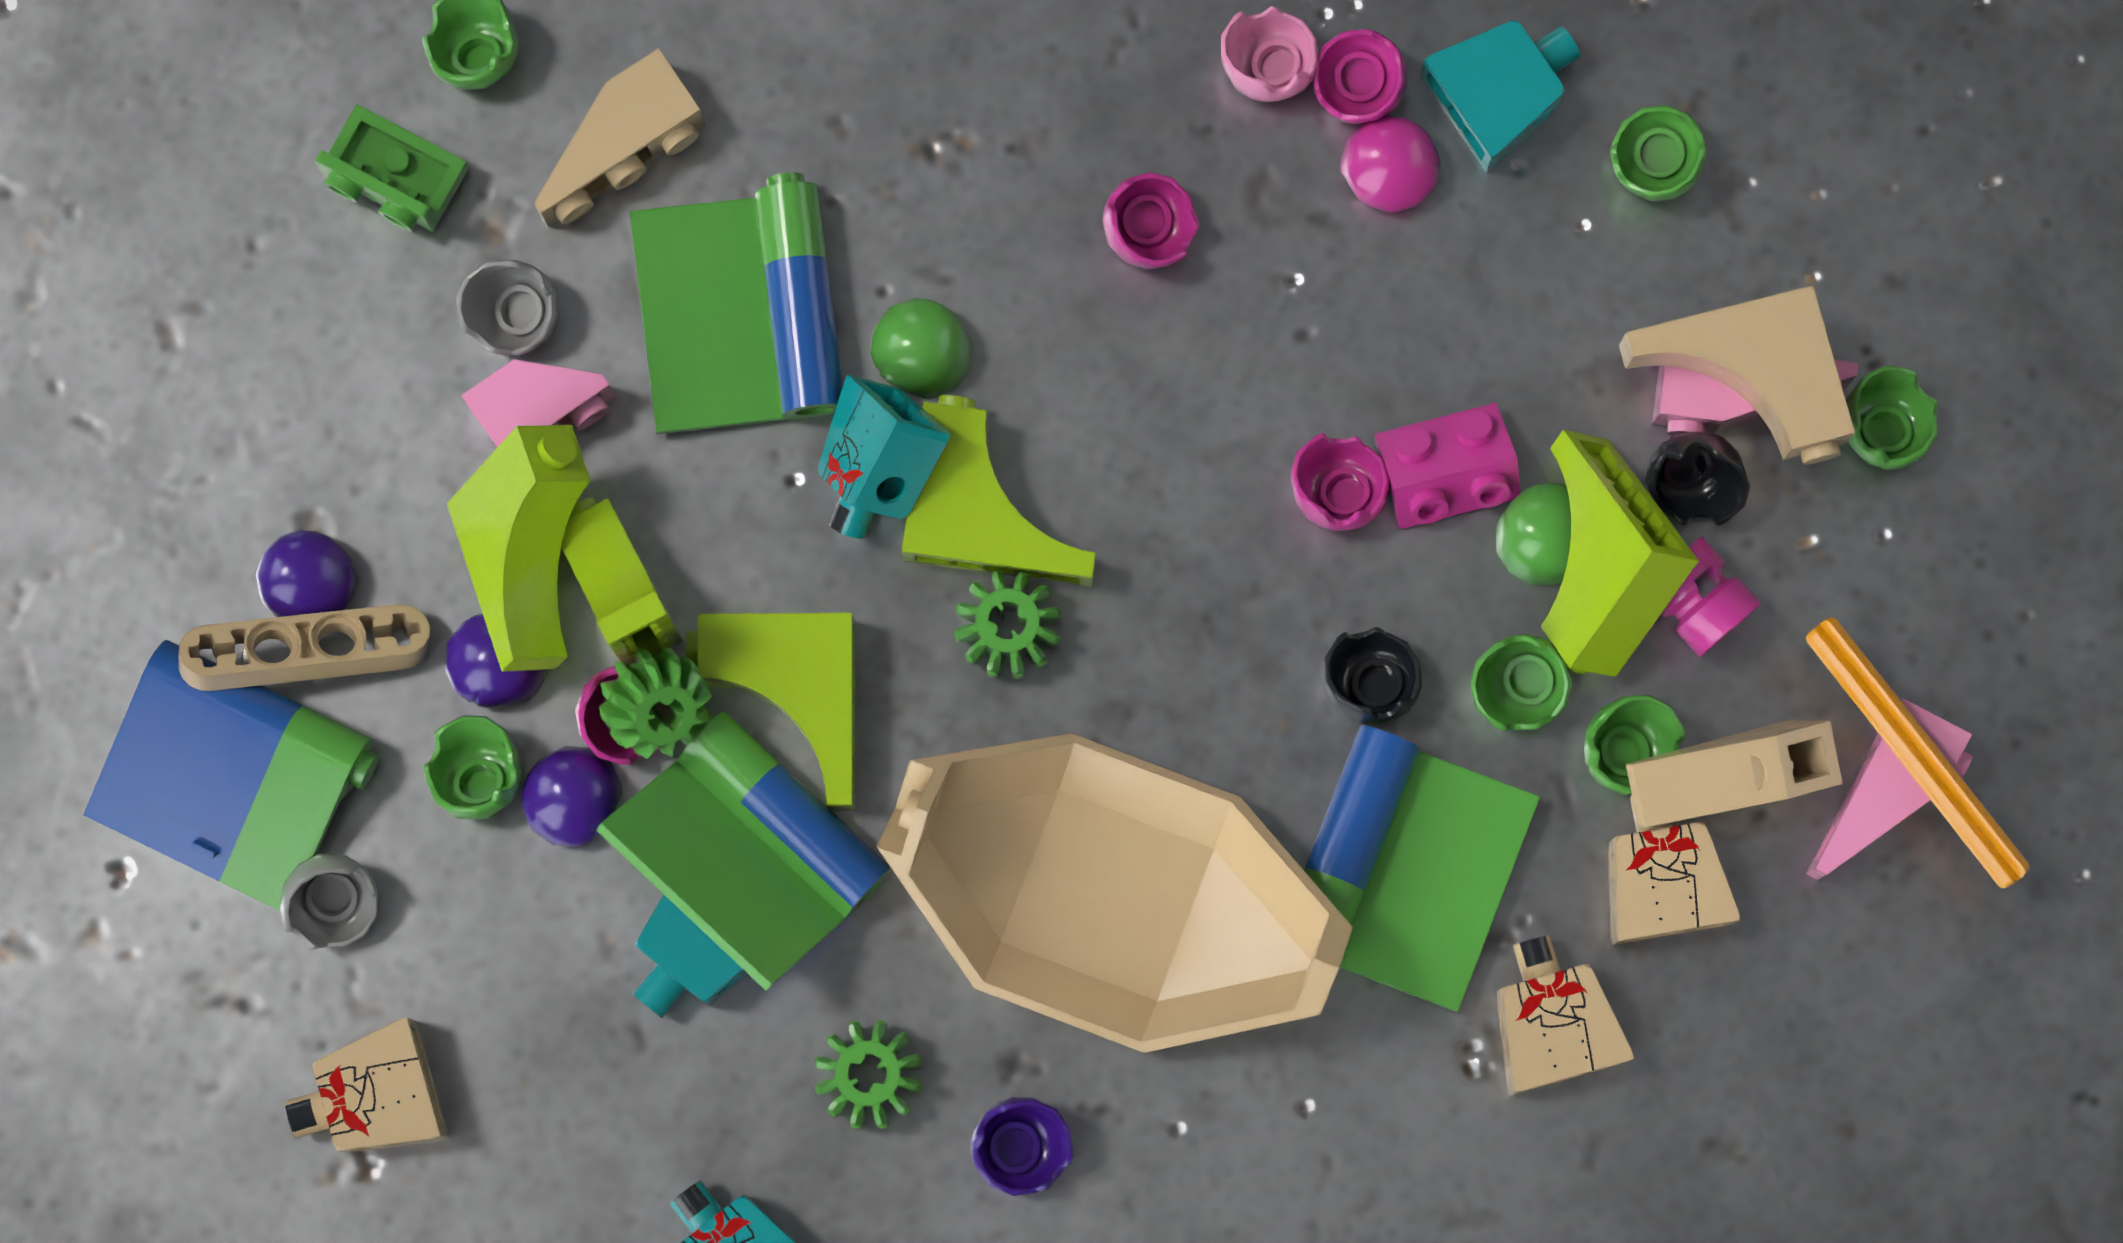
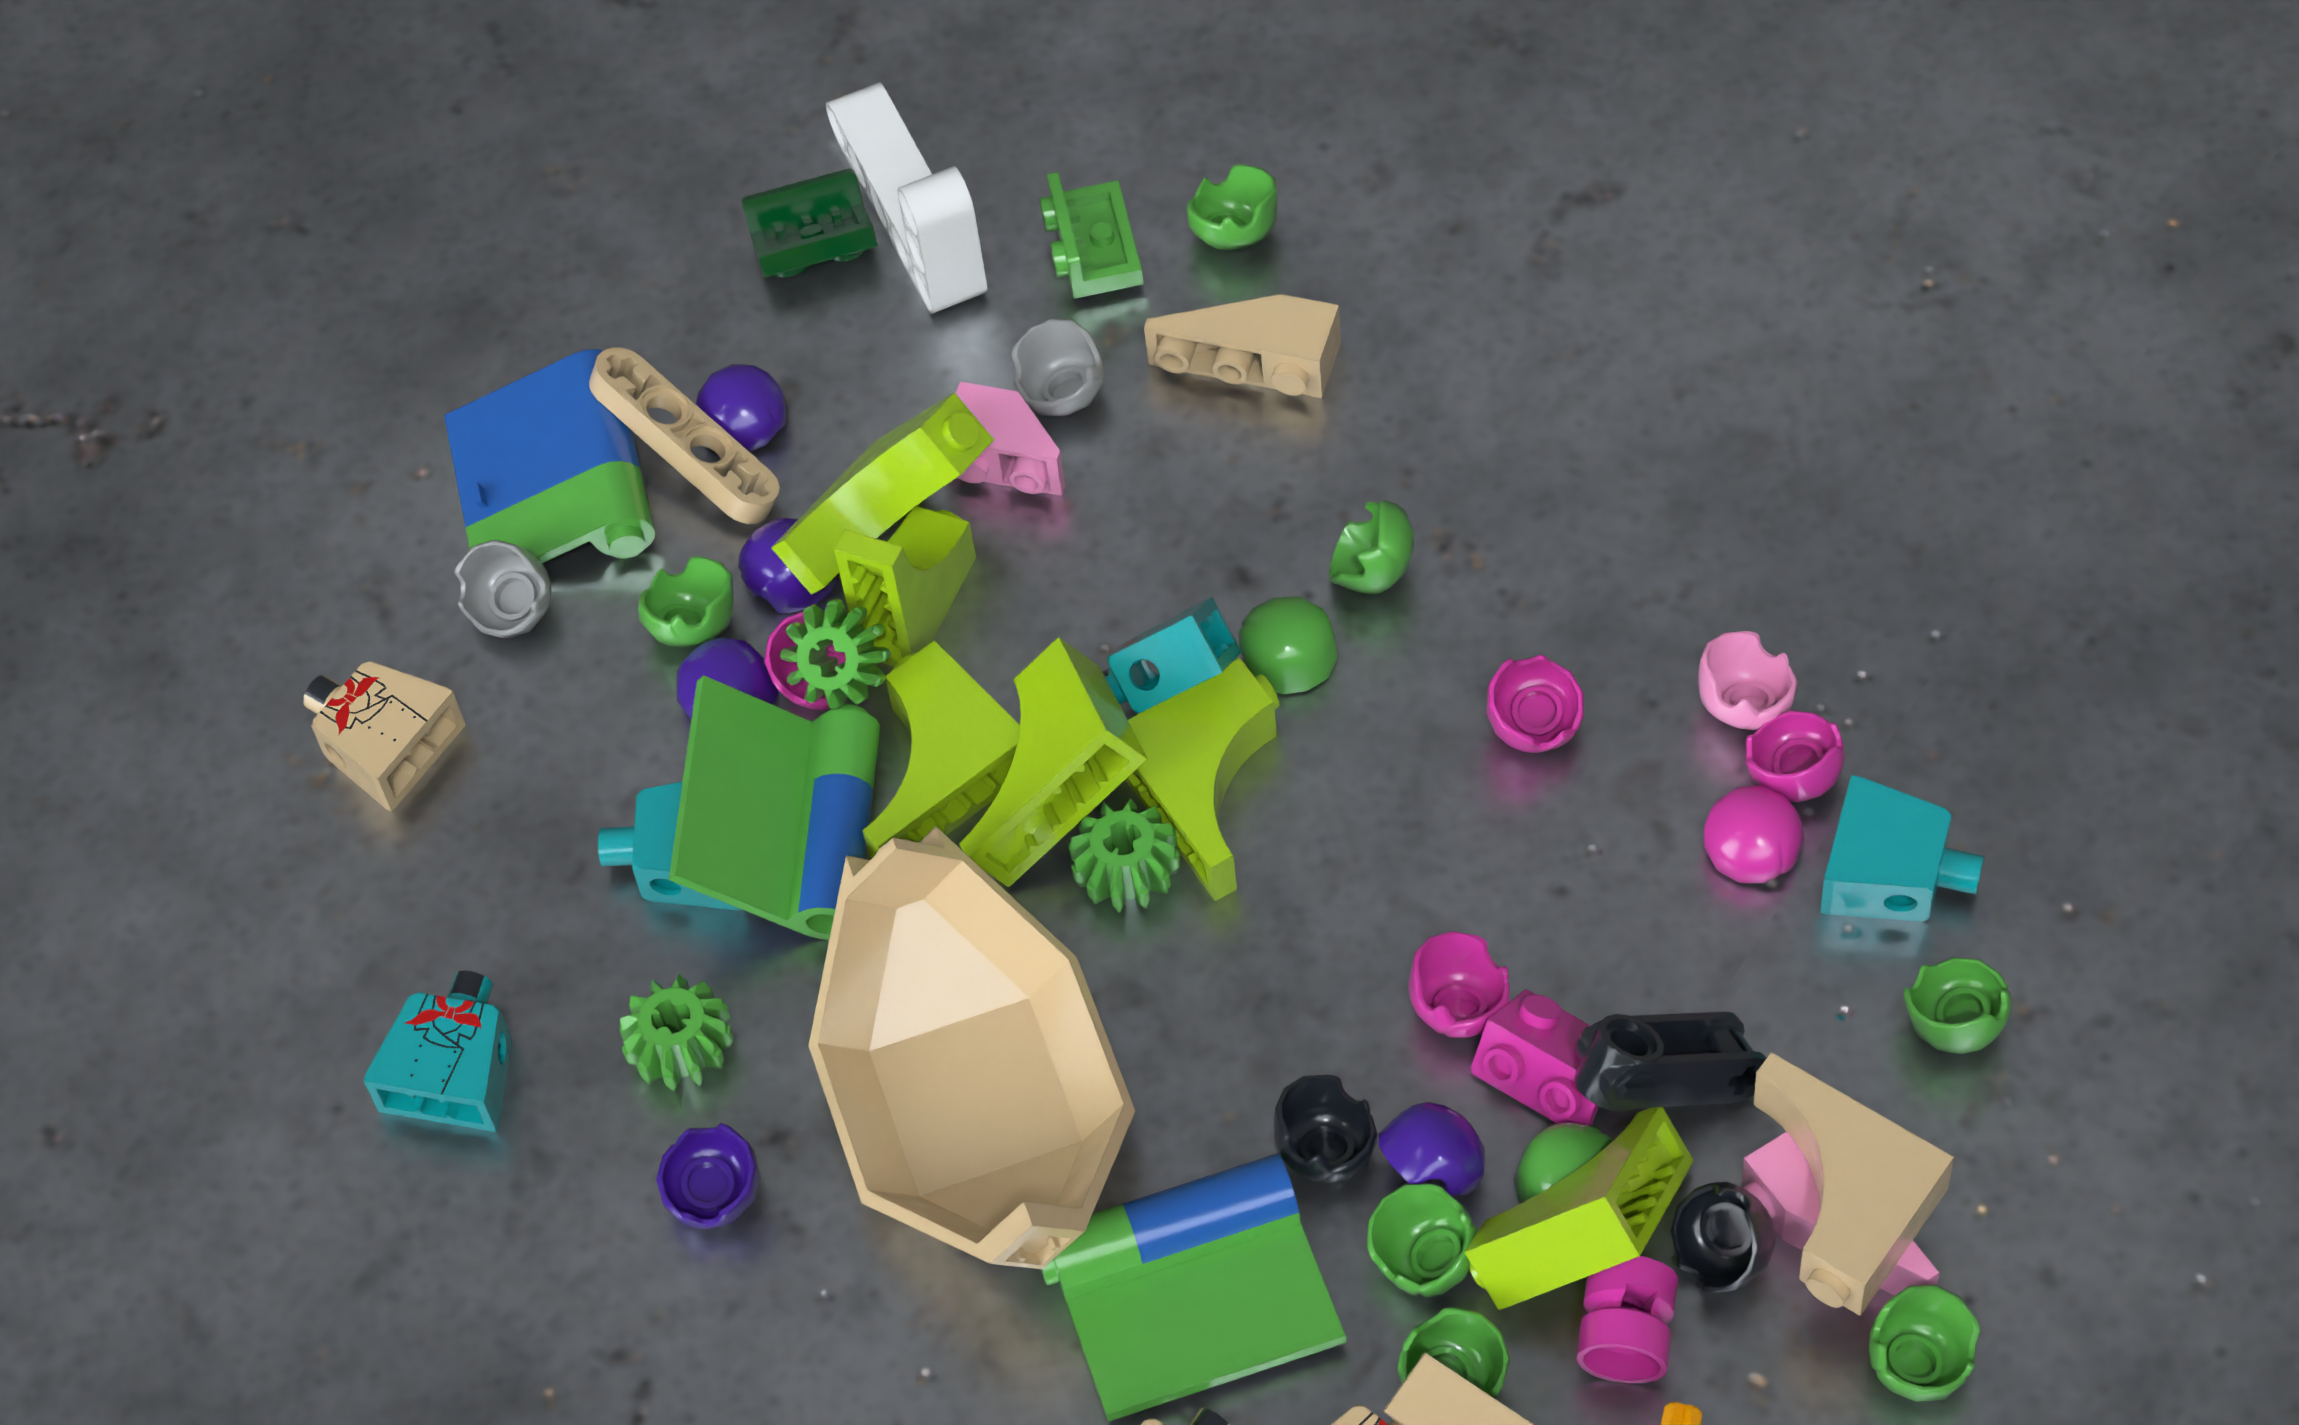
camera: 55 degrees right, 25 degrees down
(170, 381) = (808, 223): none -> dark green bracket
(303, 300) = (922, 212): none -> white beam
(738, 309) = (1199, 509): bright green door -> none
(901, 217) = (1373, 552): none -> bright green hair
(906, 600) = (1066, 762): none -> lime arch
(1457, 615) = (1434, 1144): none -> dark purple hair
(1539, 399) = (1666, 1061): none -> black piece

